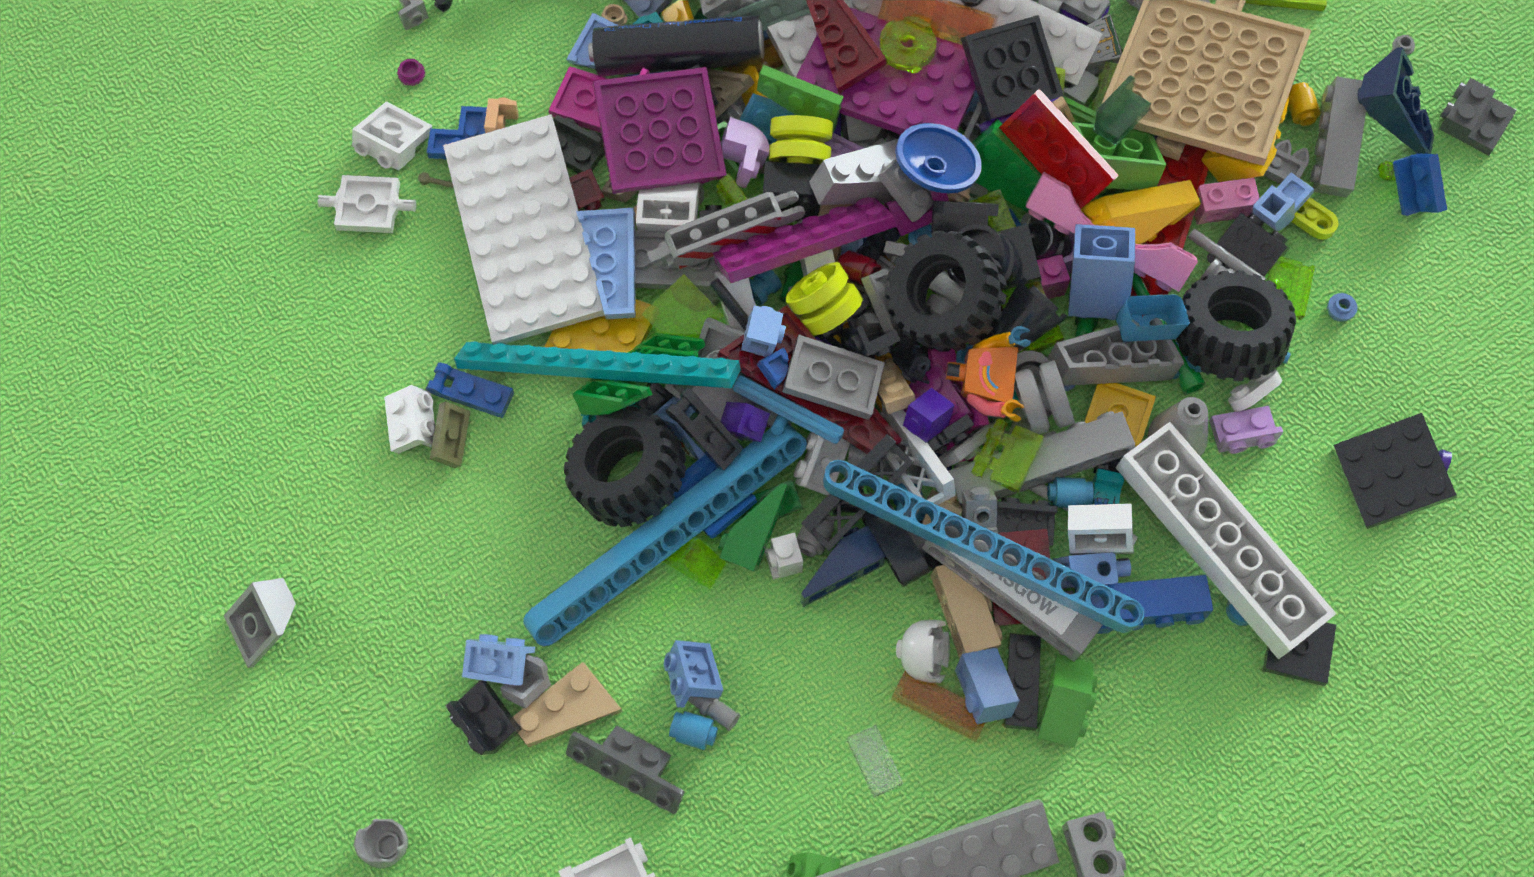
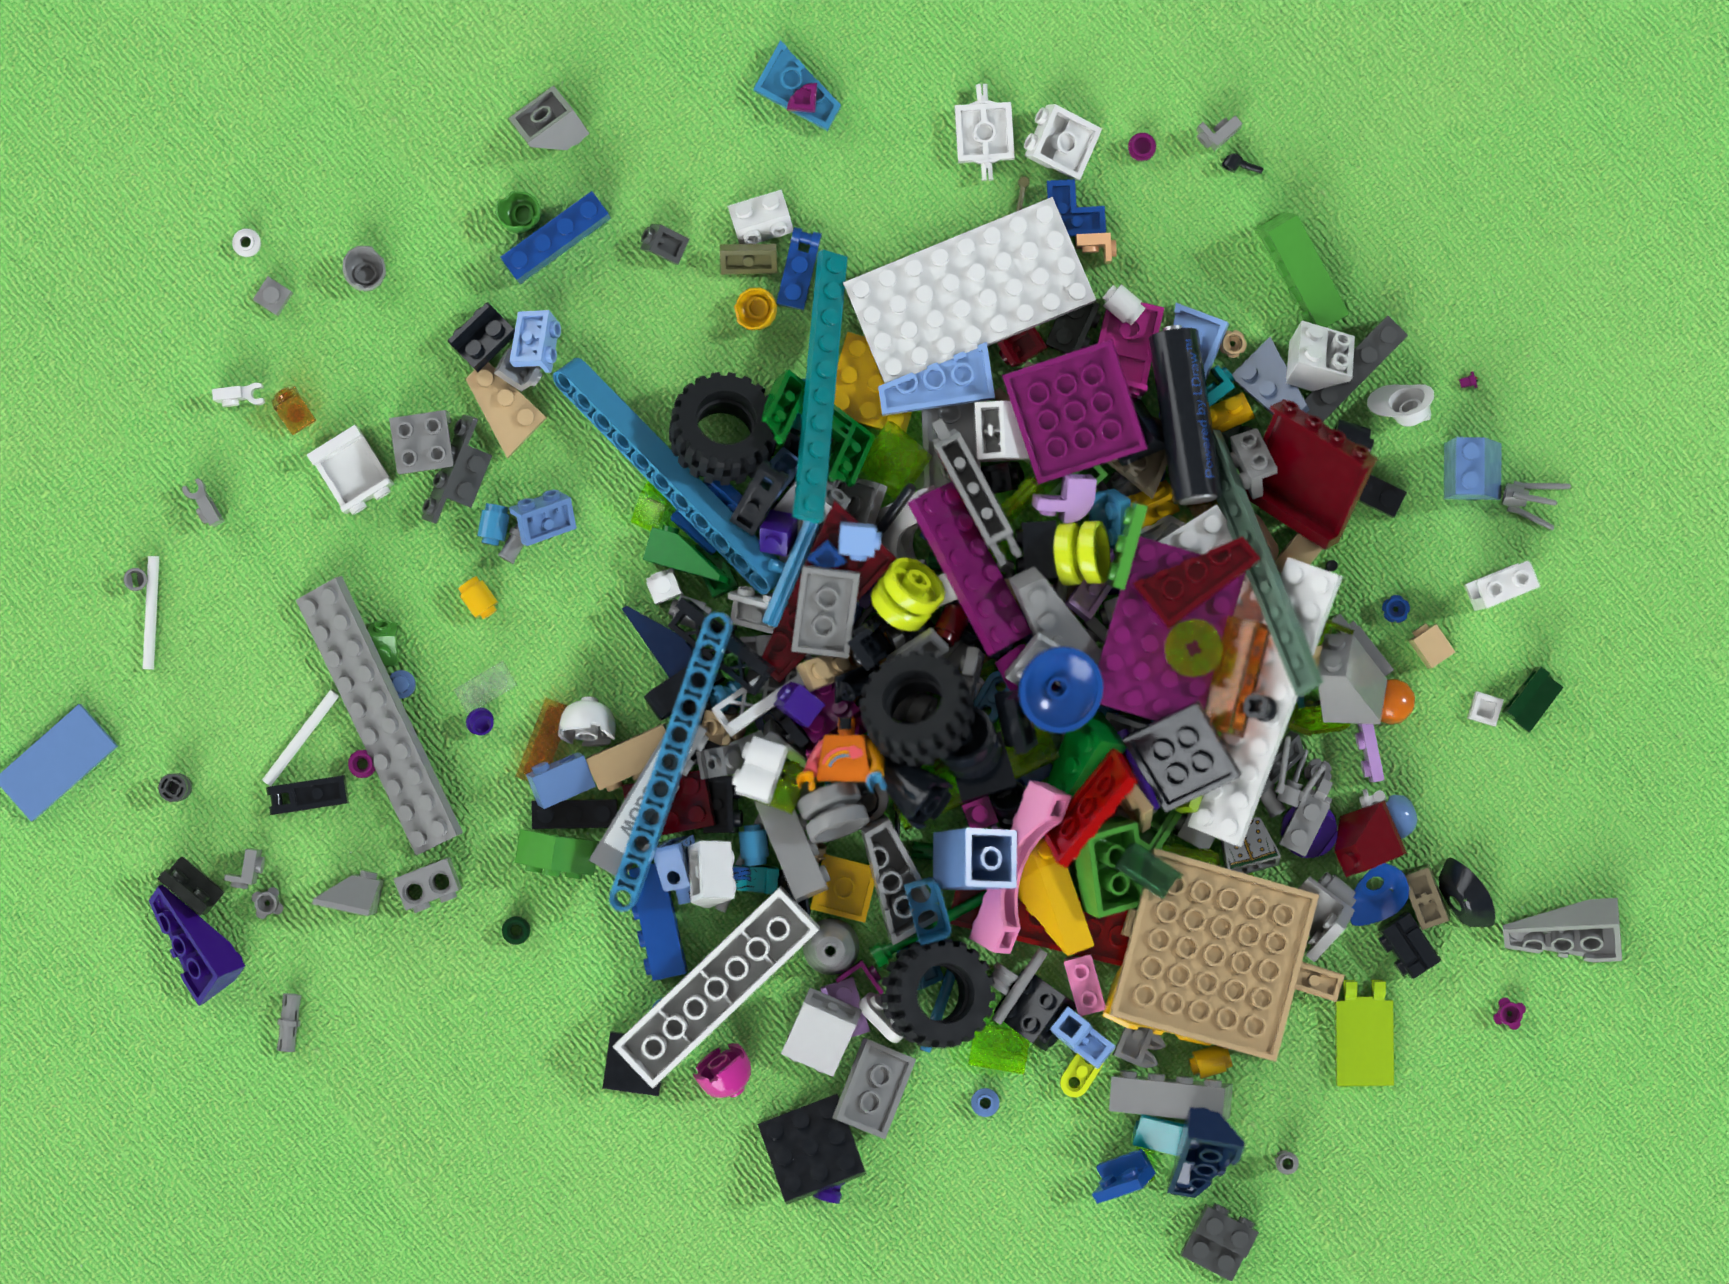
camera: 85 degrees right, 20 degrees up
(283, 373) = (785, 76): none -> dark azure wing
(296, 359) = (804, 99): none -> magenta tile
(353, 663) = (518, 212): none -> bright green hair
(388, 627) = (555, 237): none -> blue brick
(416, 517) = (664, 243): none -> dark grey bracket
(503, 431) = (755, 309): none -> yellow hair
(560, 94) = (1123, 304): none -> white brick
(589, 796) = (422, 442): none -> light grey bracket
(774, 756) = (478, 598): none -> yellow brick
(860, 851) = (403, 683): none -> medium blue plate
(913, 771) = (480, 721): none -> dark purple plate
(995, 459) = (760, 770): none -> white brick
(1157, 755) = (513, 939): none -> dark green plate
(1211, 396) = (871, 972): none -> magenta bracket
(1273, 443) = (821, 1032): none -> panel
(1312, 548) = (725, 1072): none -> dark pink cylinder
(1330, 404) = (874, 1088): none -> light grey plate
(1376, 151) = (1157, 1134): none -> panel

